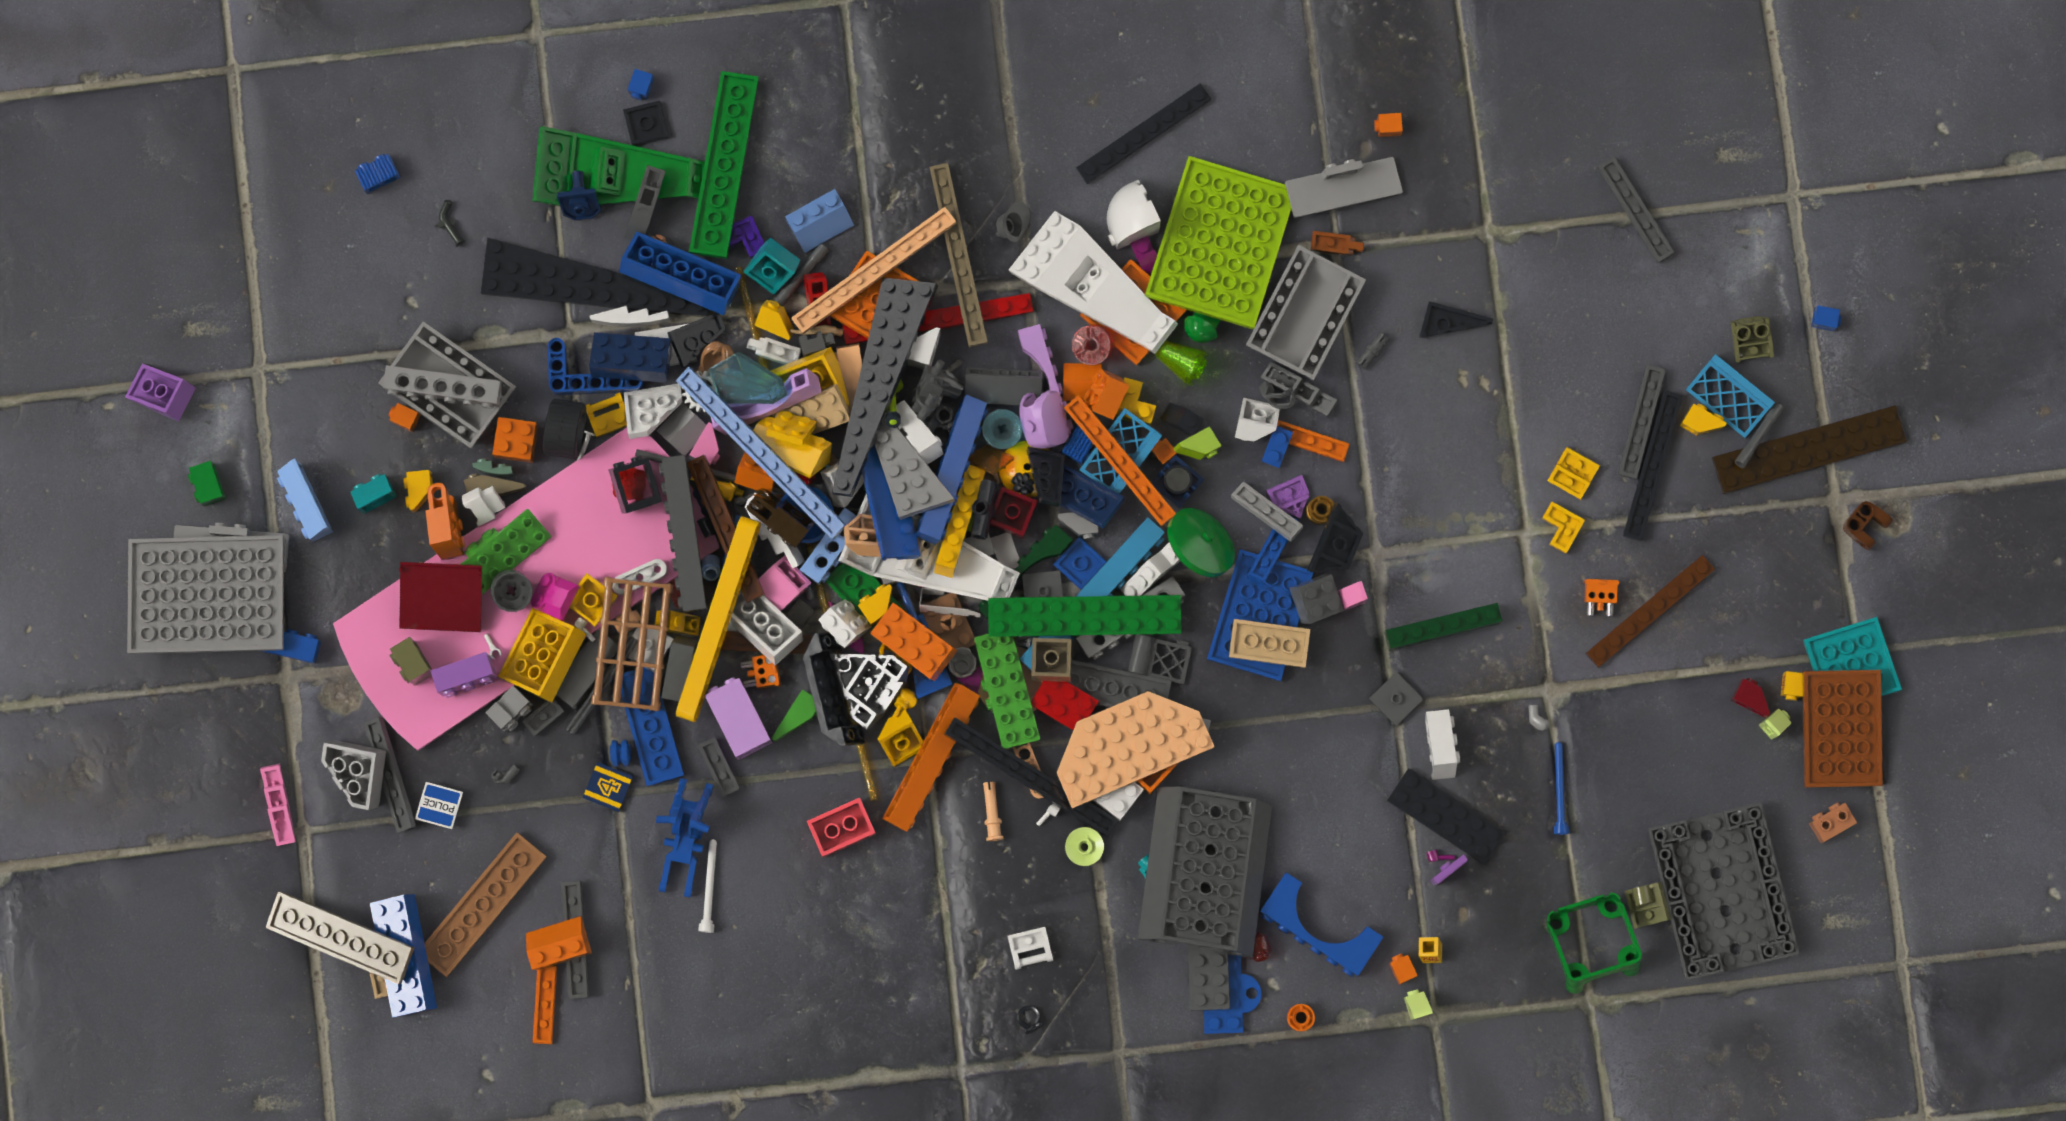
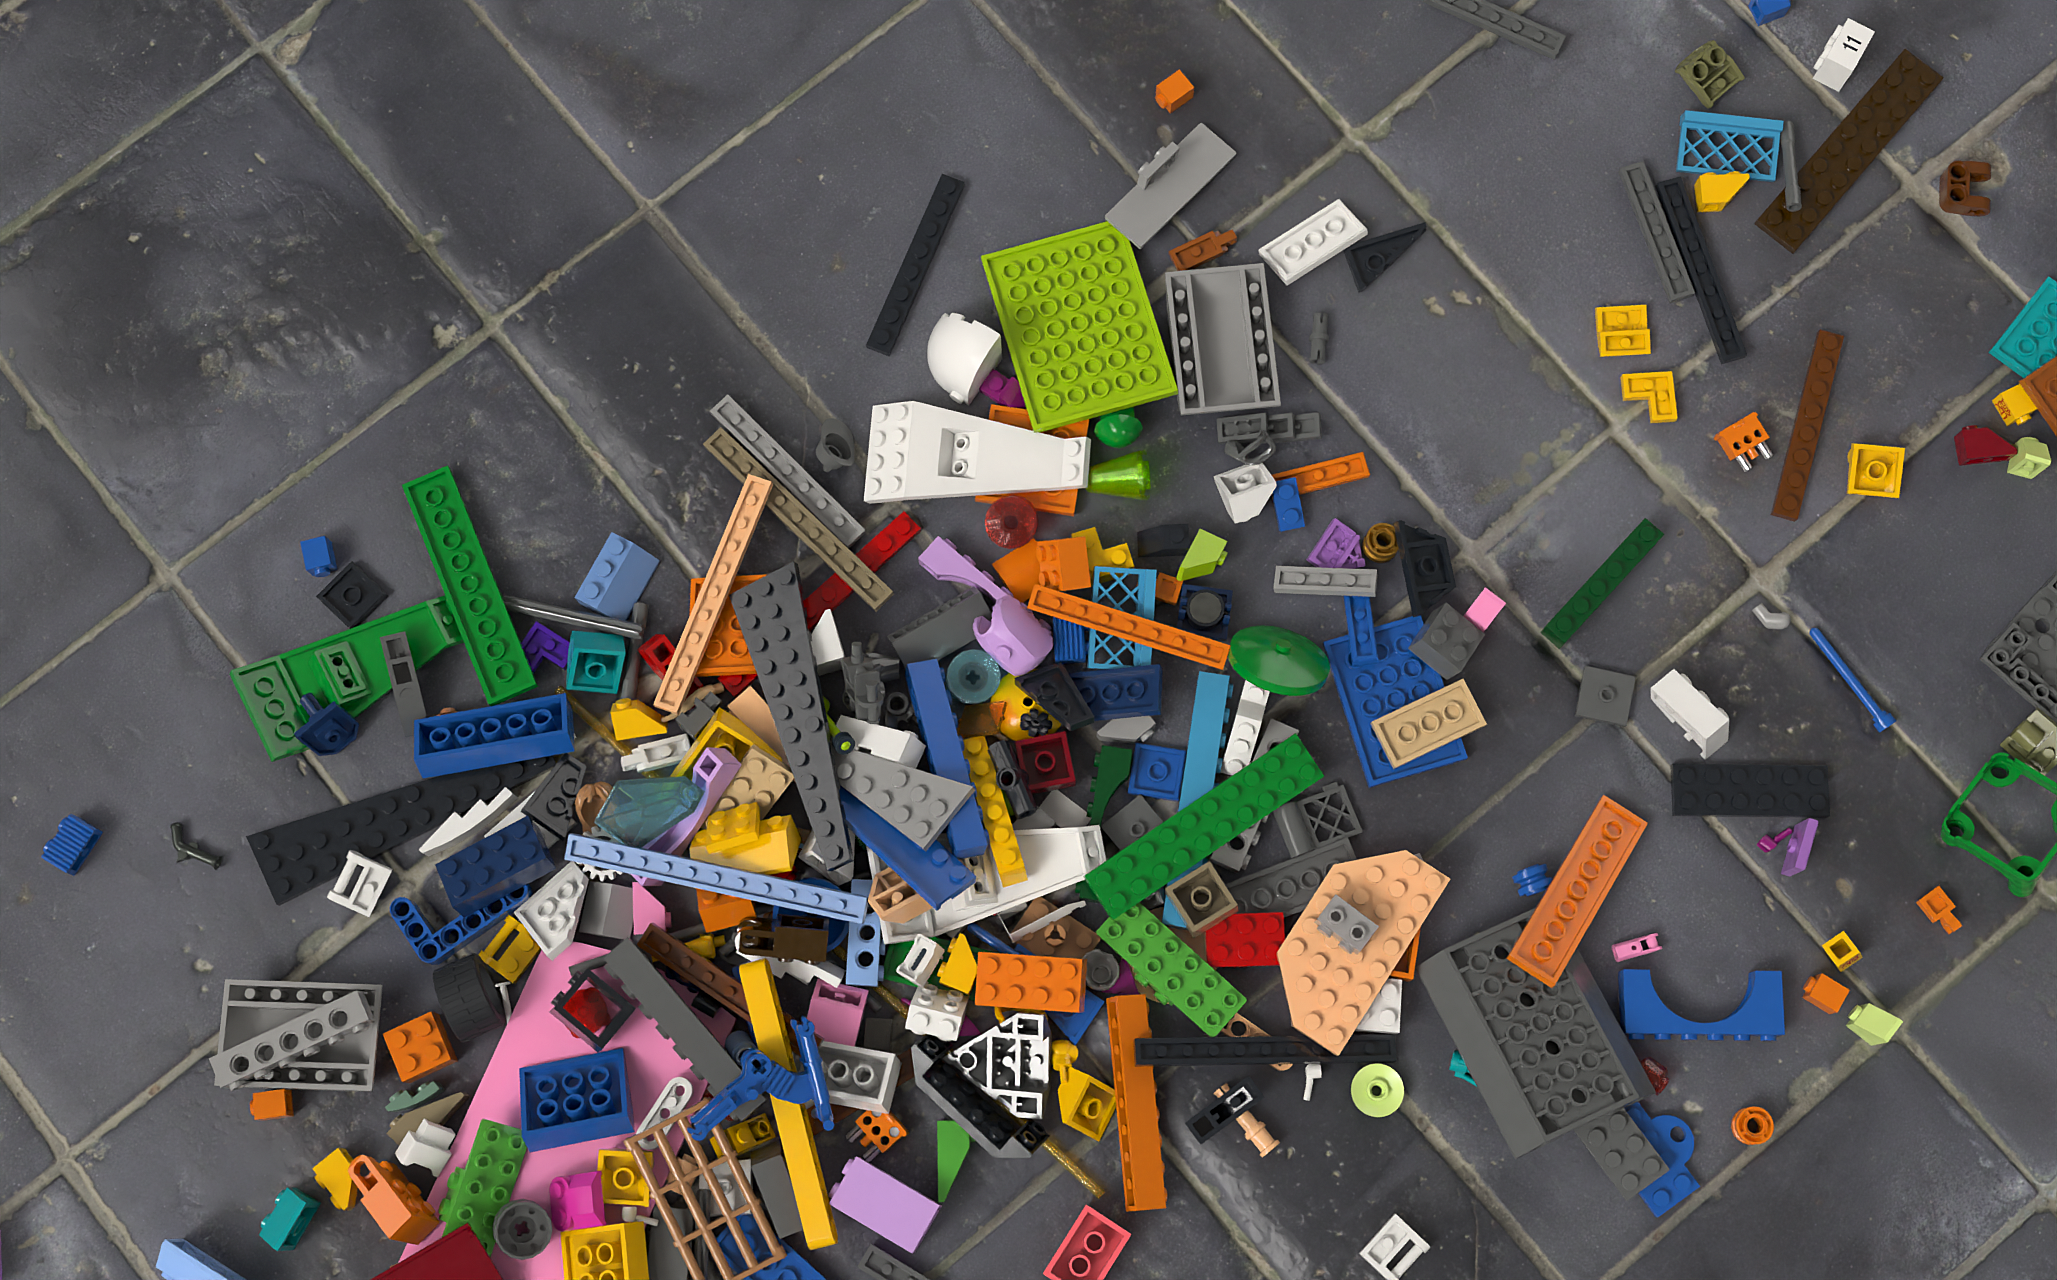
camera: 30 degrees left, 5 degrees down
(544, 318) = (367, 887): none -> white plate
(590, 534) = (575, 1100): none -> blue slope
(718, 598) = (775, 1080): none -> blue piece
(776, 228) = (574, 617): none -> dark grey axle
(854, 585) = (921, 960): none -> white piece
(972, 219) = (787, 471): none -> light grey plate
(980, 796) = (1224, 1110): none -> black slope
(1128, 732) = (1345, 925): none -> light grey brick
(1268, 782) = (1532, 880): none -> blue wheel
(1289, 805) = (1577, 891): none -> orange plate
(1302, 865) = (1633, 948): none -> bright pink bar
(1411, 284) = (1313, 242): none -> white tile
(1512, 963) = (1938, 907): none -> orange plate
(1670, 667) = (1875, 470): none -> yellow slope
(1847, 383) = (1842, 54): none -> white brick

